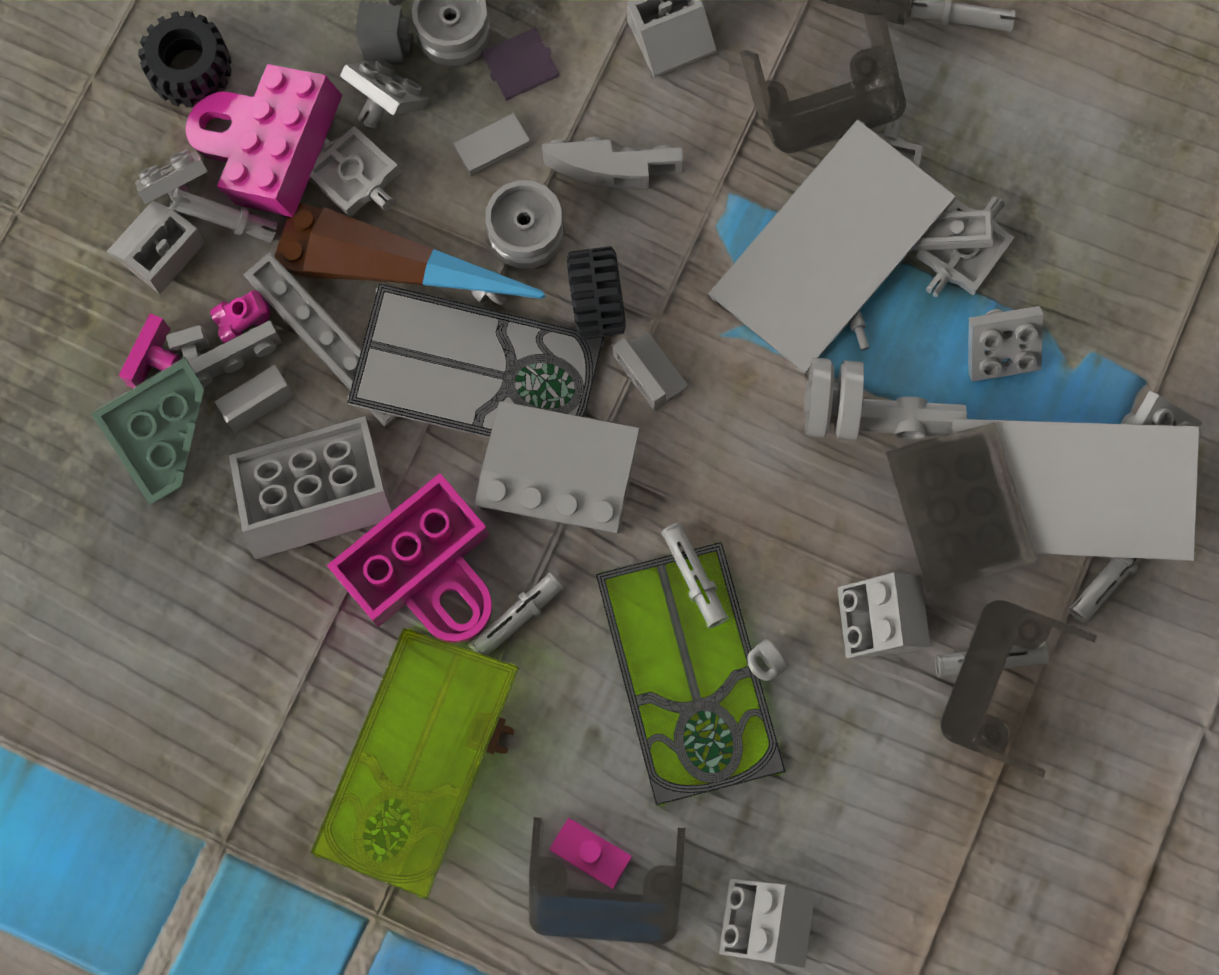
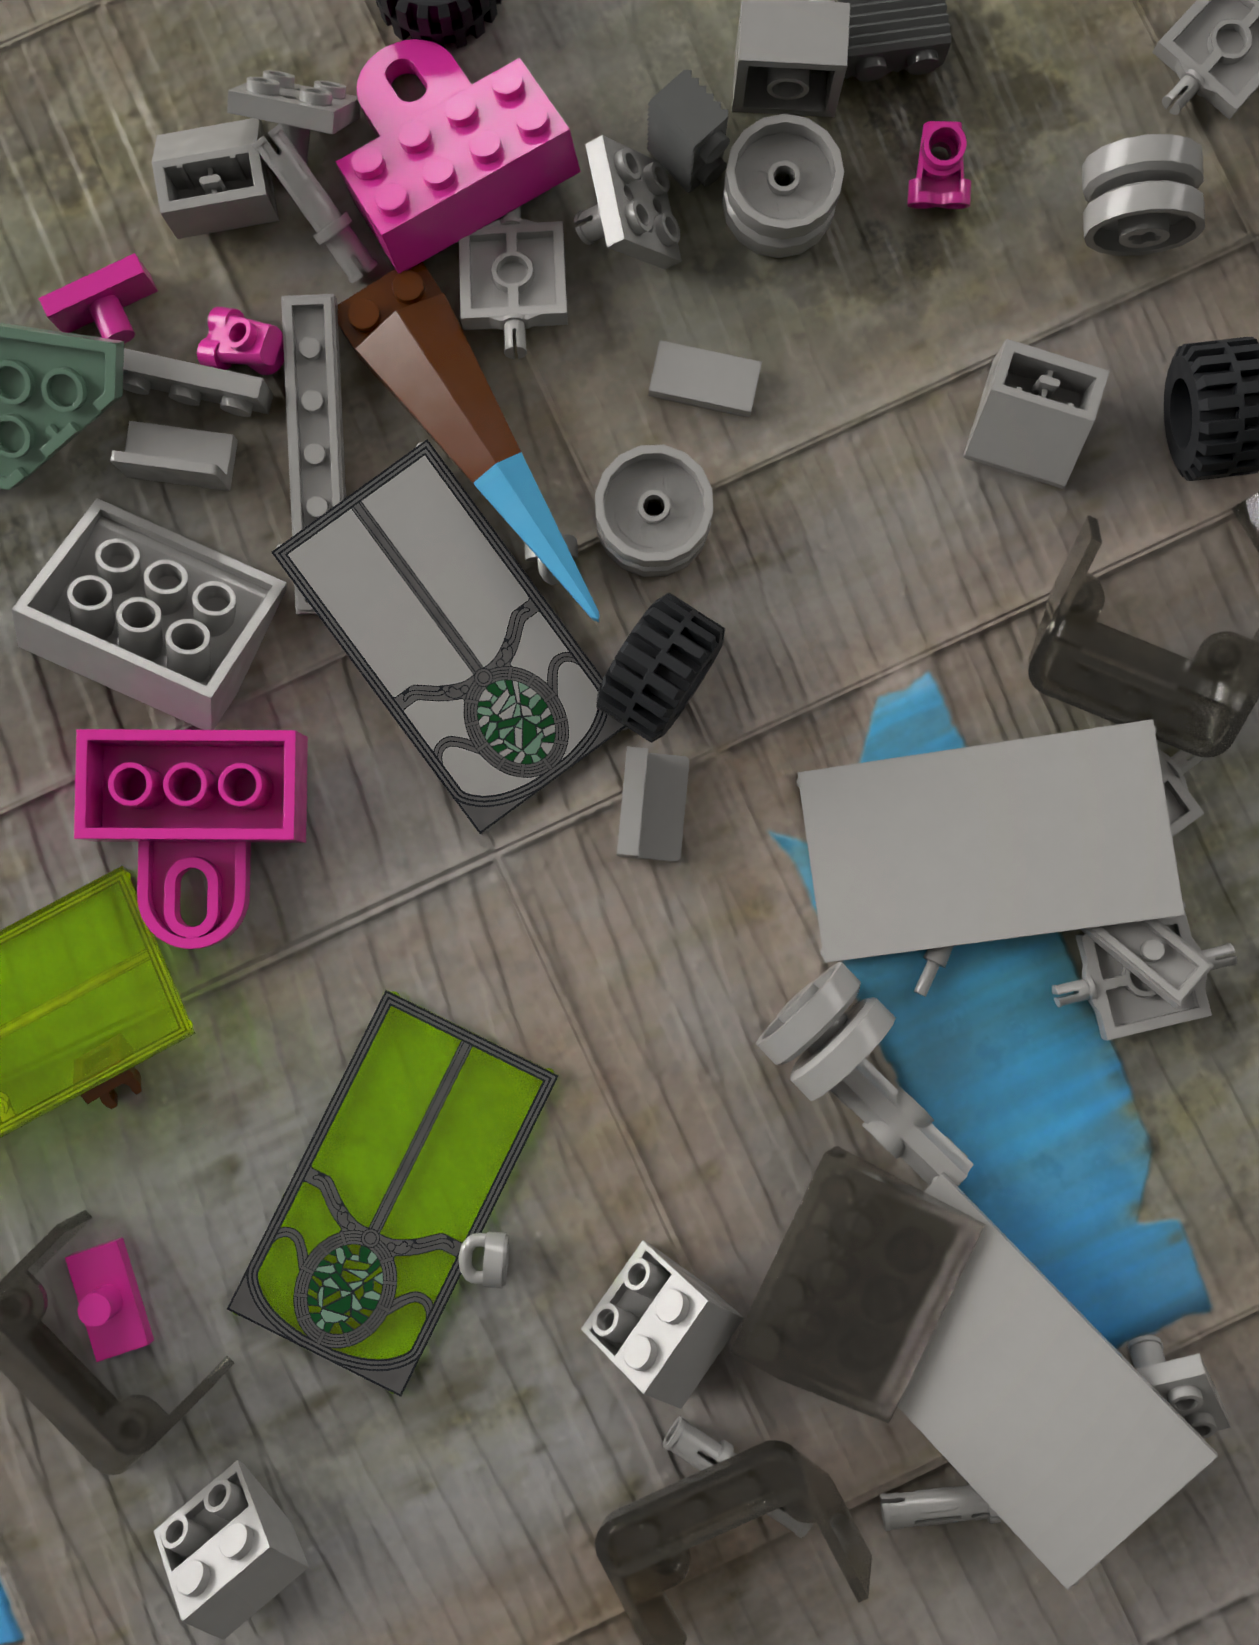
camera: 35 degrees right, 10 degrees up
(188, 342) = (155, 327): light grey tile -> none
(517, 615) = (192, 963): light grey pin -> none
(520, 64) = (823, 307): clear purple piece -> none
(557, 467) = (440, 835): light grey slope -> none
(597, 164) = (804, 506): light grey slope -> none
(713, 612) = (474, 1152): light grey pin -> none
(1002, 338) = (1085, 1134): light grey plate -> none

